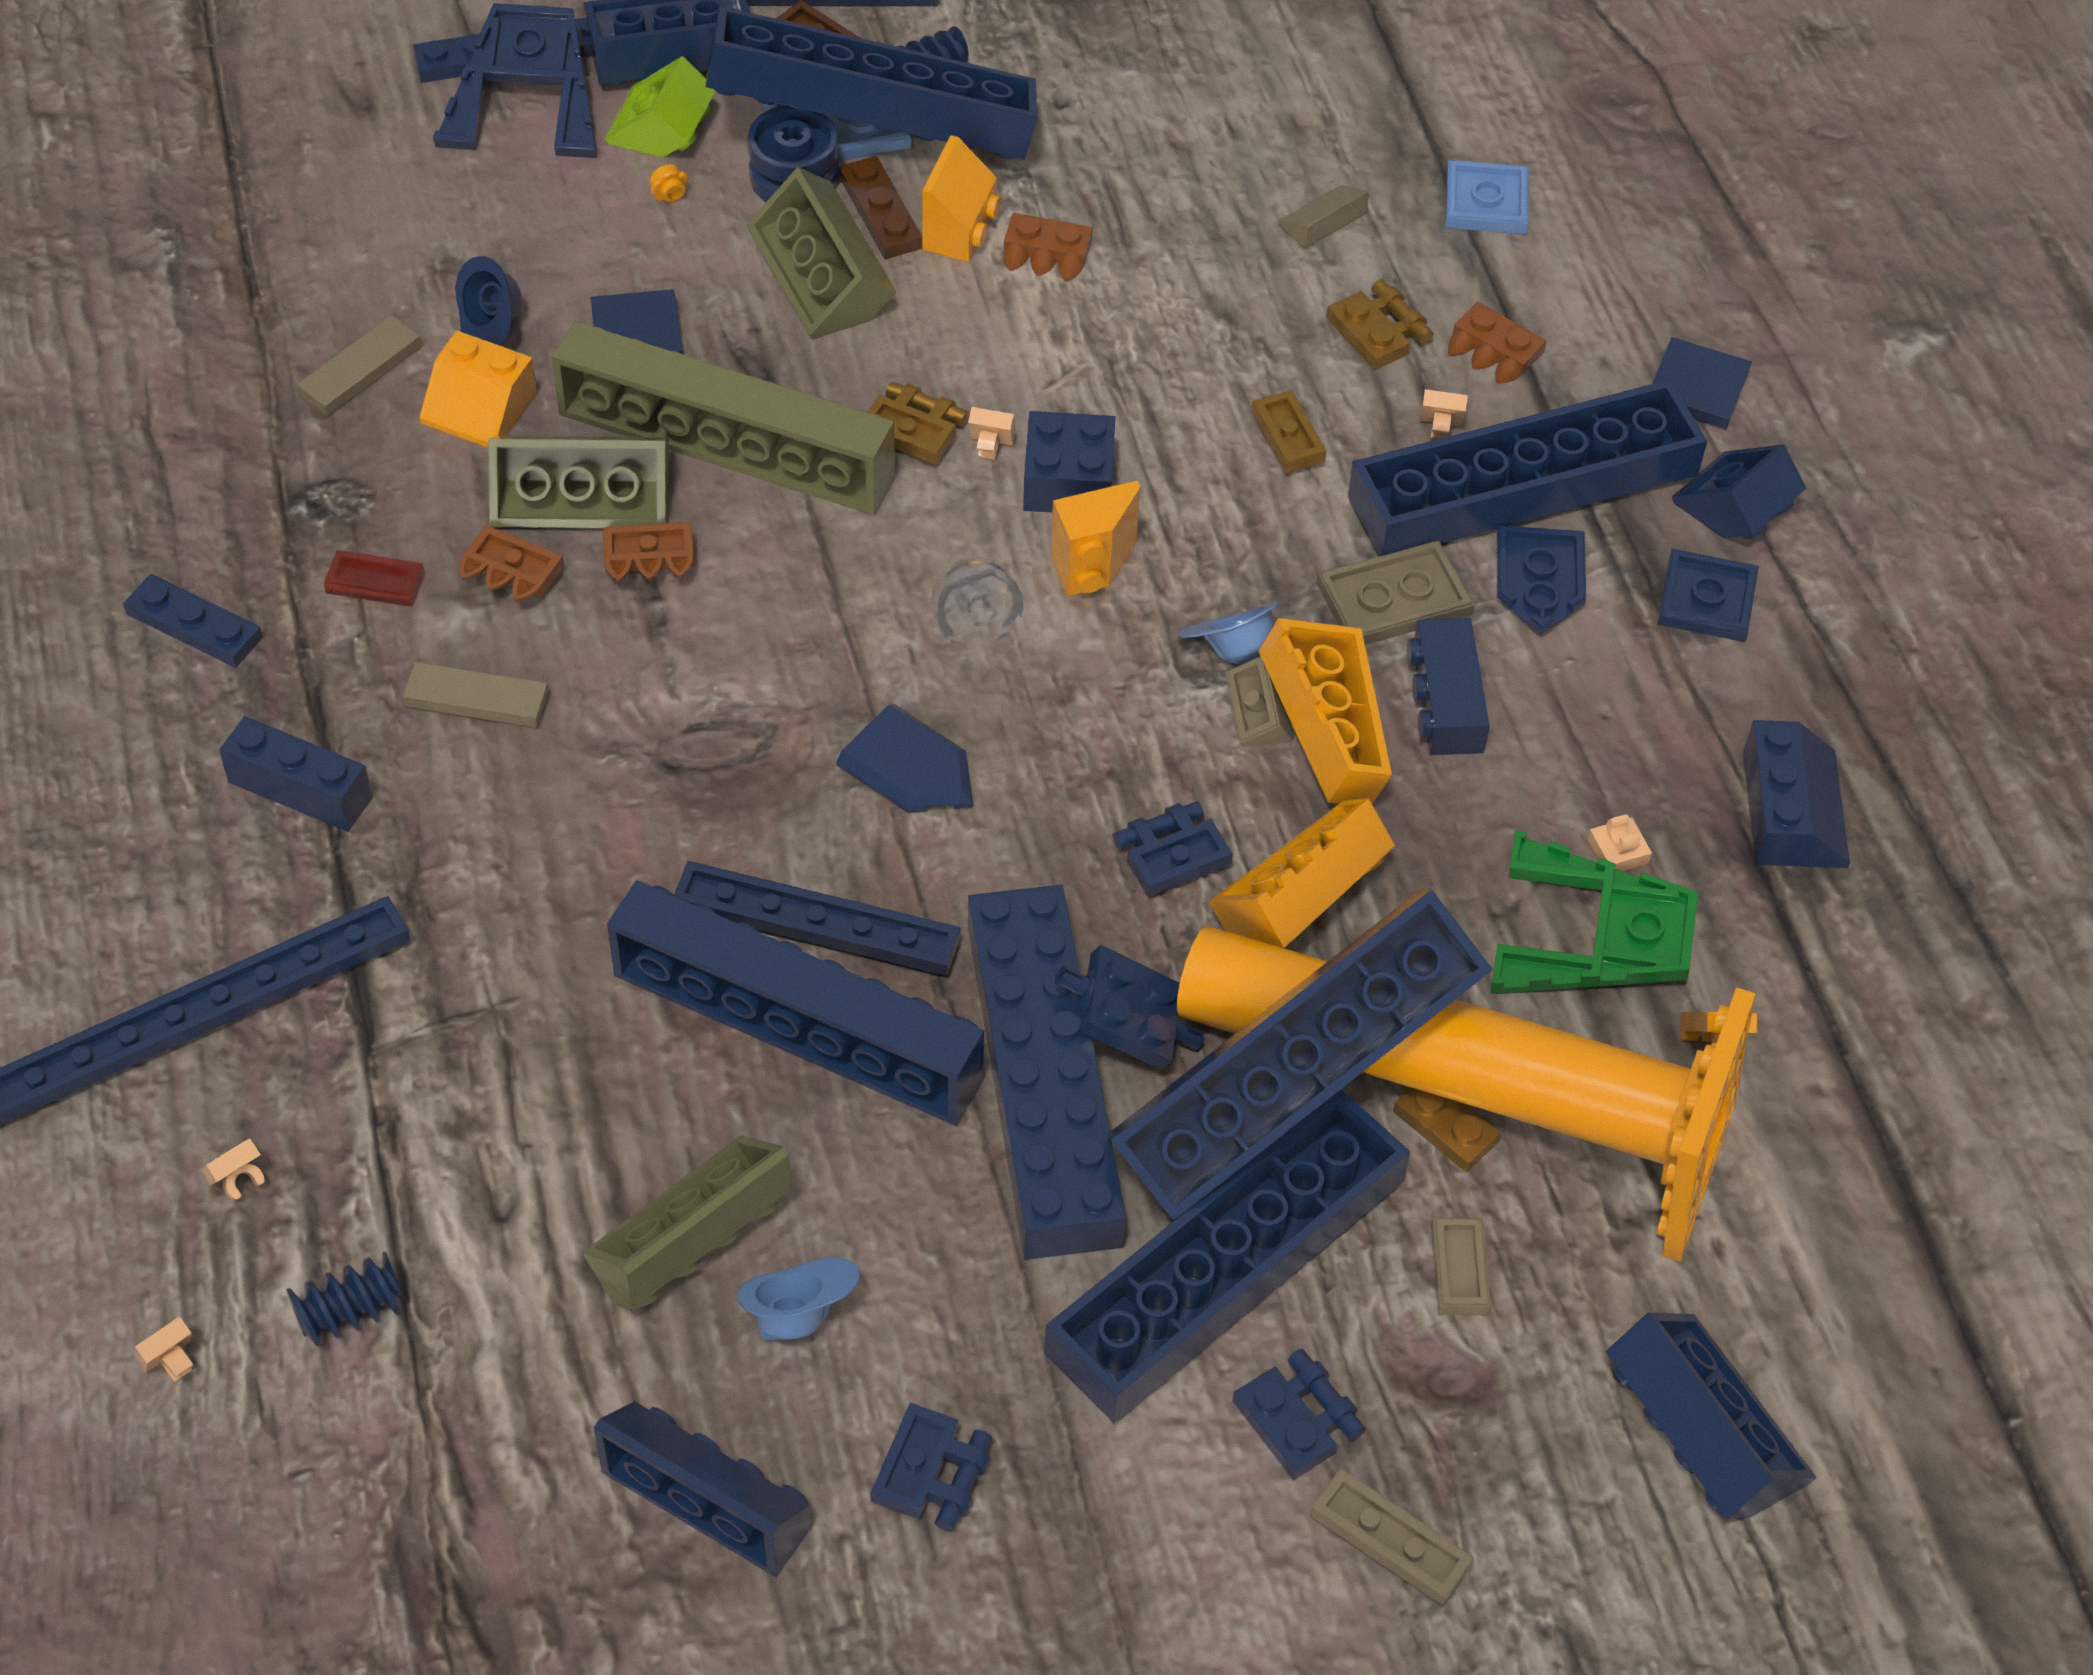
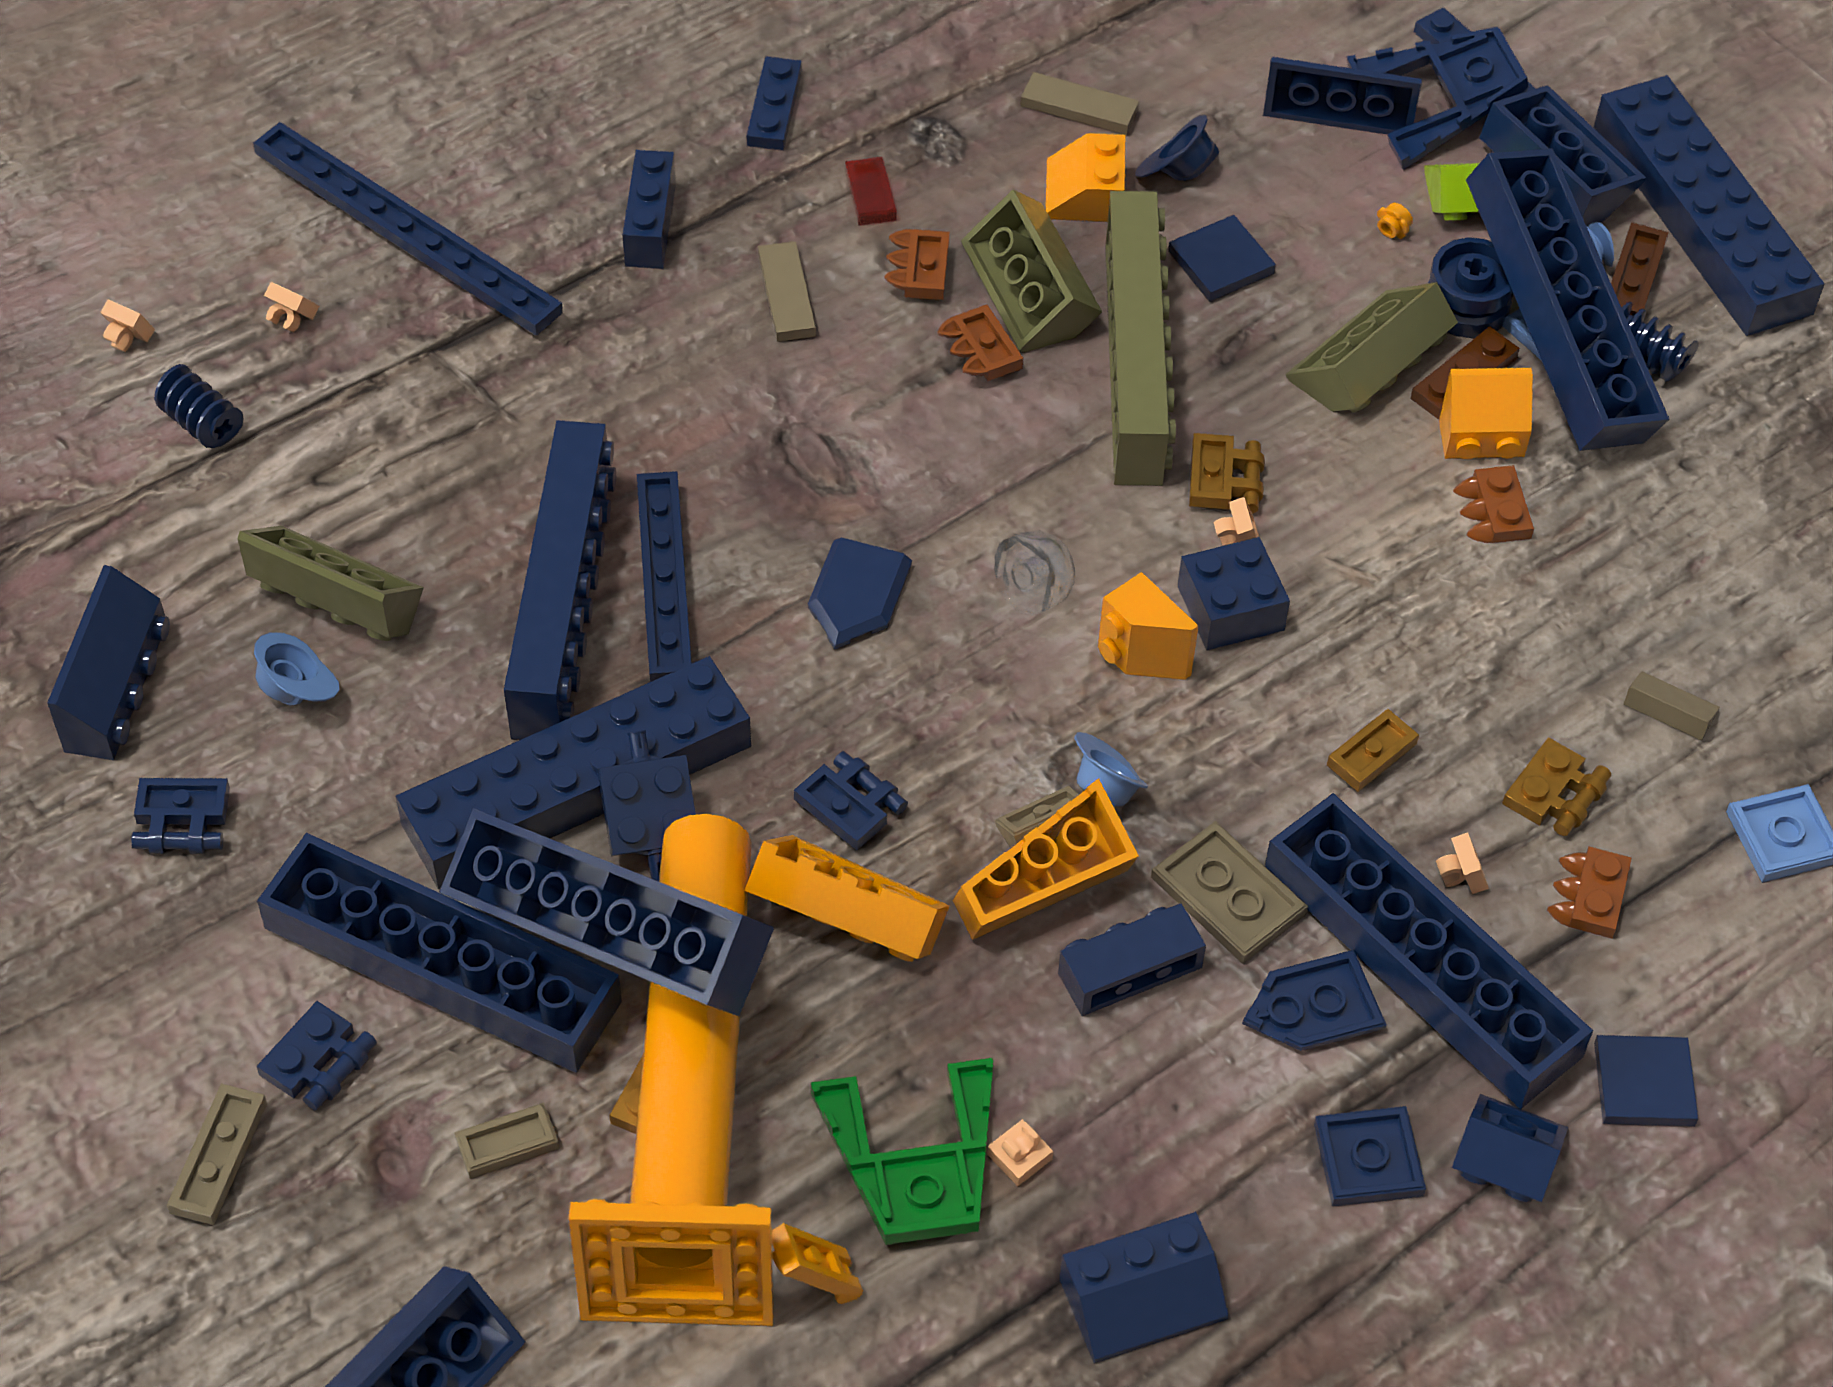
camera: 70 degrees right, 0 degrees up
(490, 156) = (1340, 96): none -> dark blue slope

